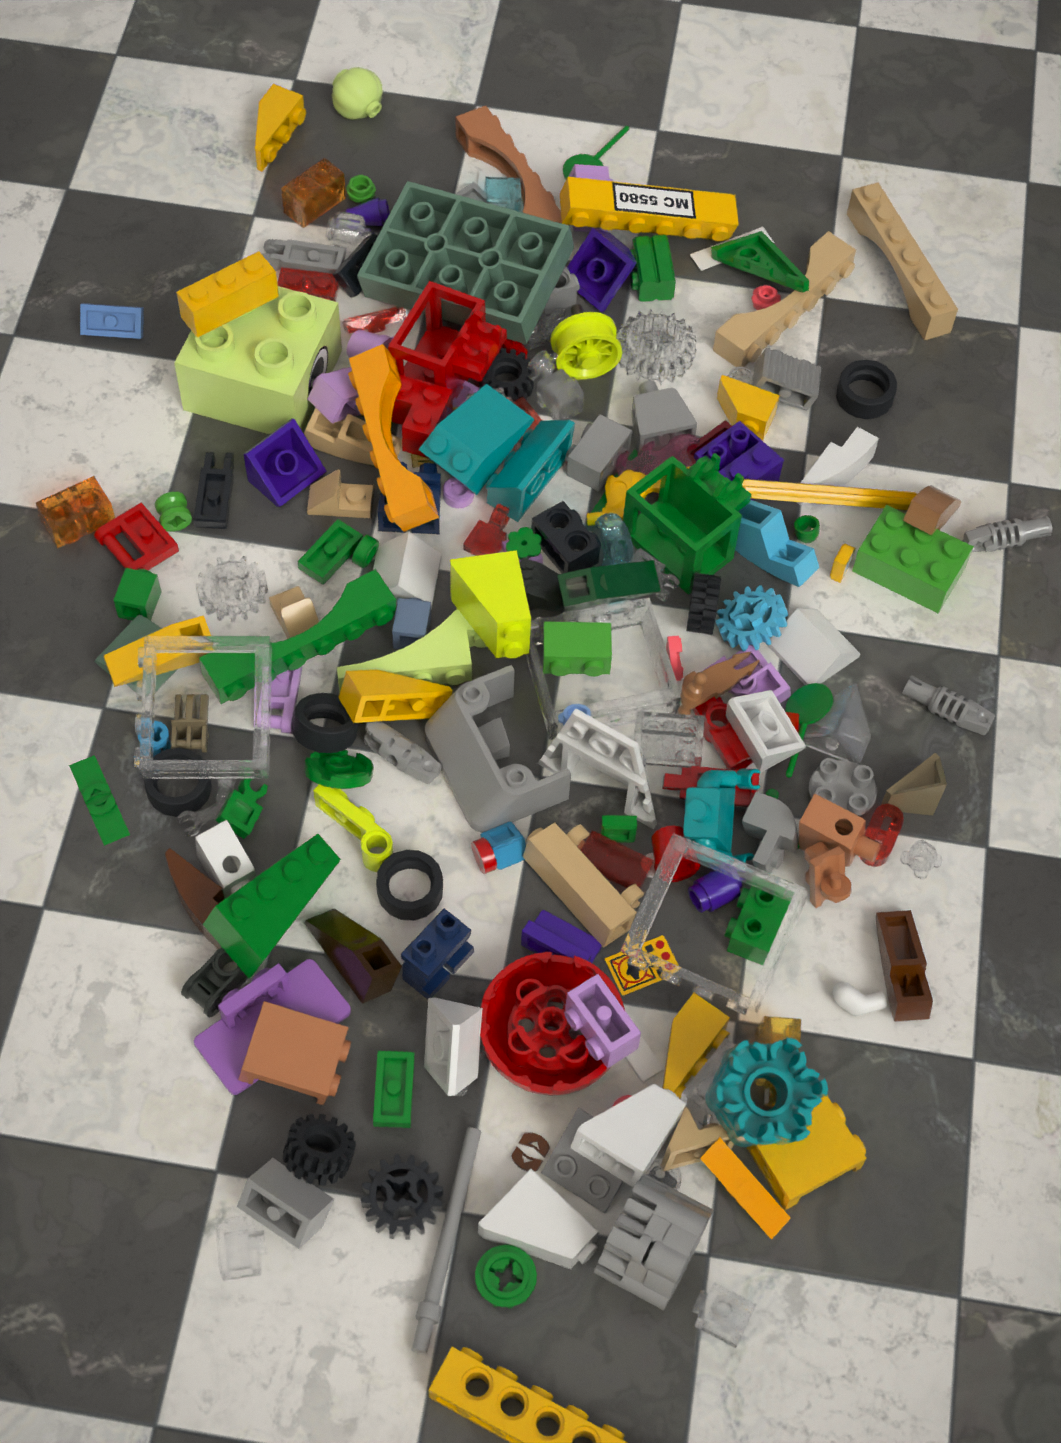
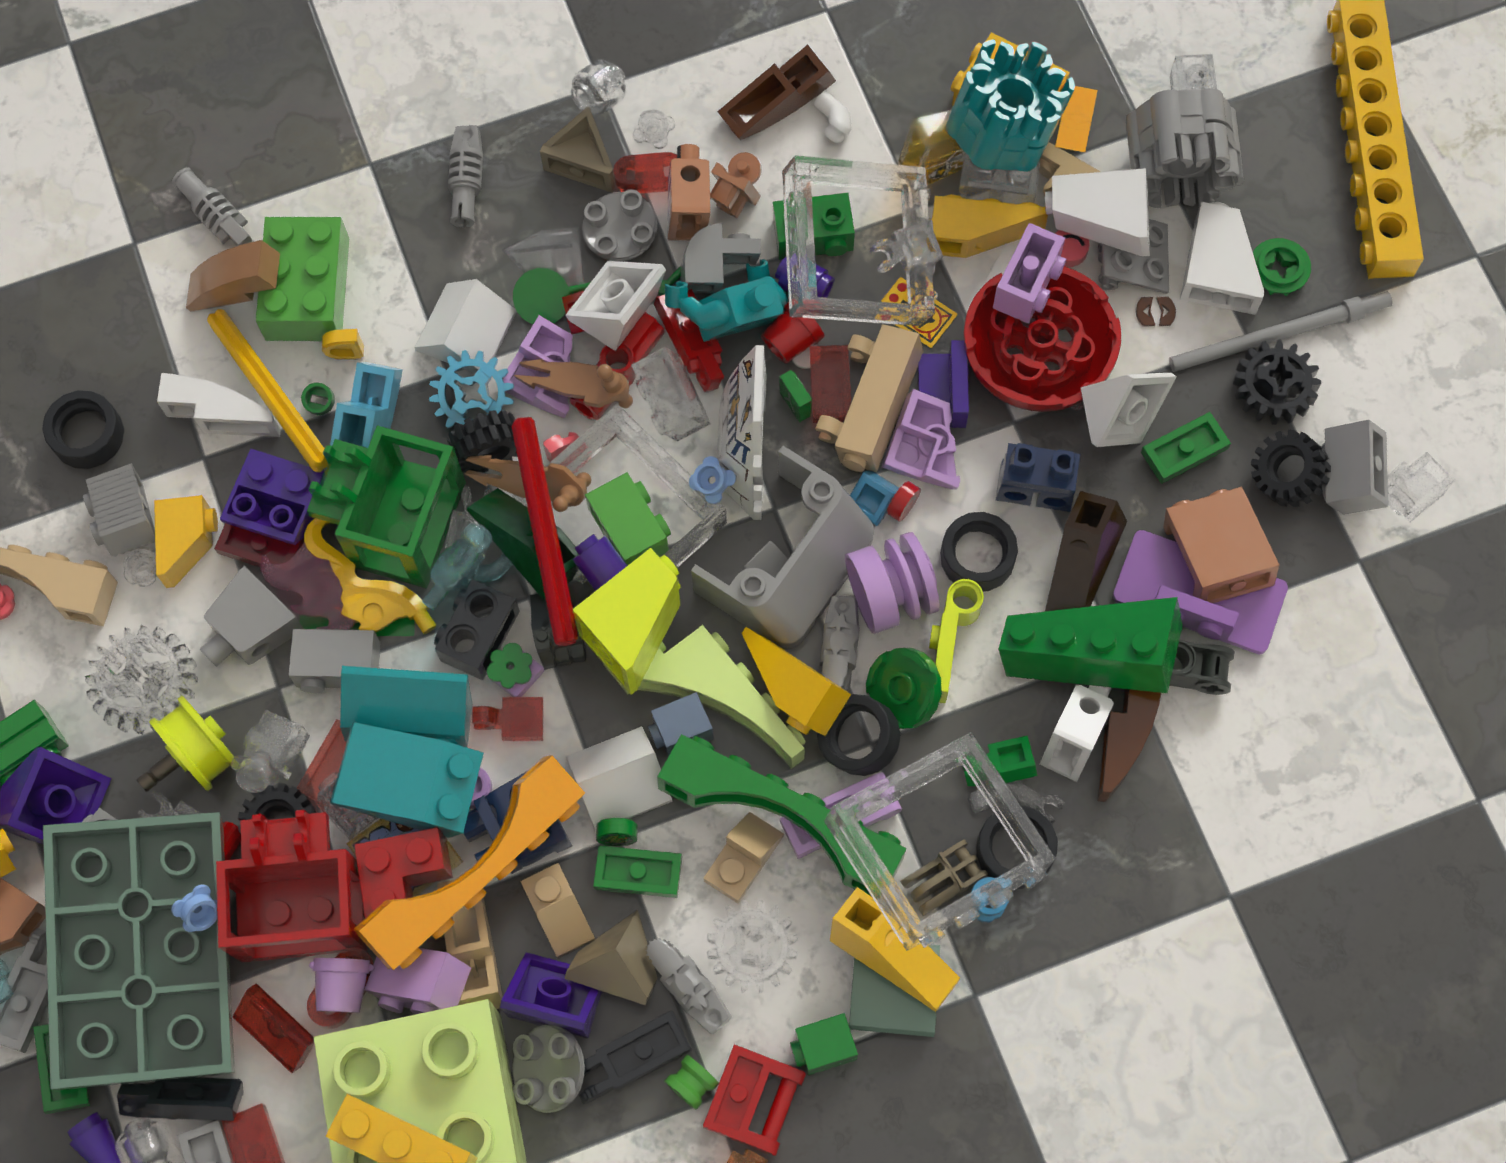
camera: 115 degrees left, 10 degrees up
(99, 800) = (1080, 925): green piece -> none
(236, 438) = (547, 1068): none -> light grey dish
(237, 541) = (688, 985): none -> light grey hinge
(279, 511) = (617, 962): none -> dark tan slope
(420, 799) = (900, 579): none -> lavender wheel
(463, 280) = (196, 909): none -> light blue plate
(523, 897) = (923, 442): none -> lavender slope
(551, 605) = (598, 560): none -> dark purple brick
(602, 580) = (544, 532): none -> red axle
(623, 621) = (563, 485): none -> medium nougat piece
(681, 951) = (911, 246): none -> clear plate
(980, 833) = (598, 86): none -> clear head

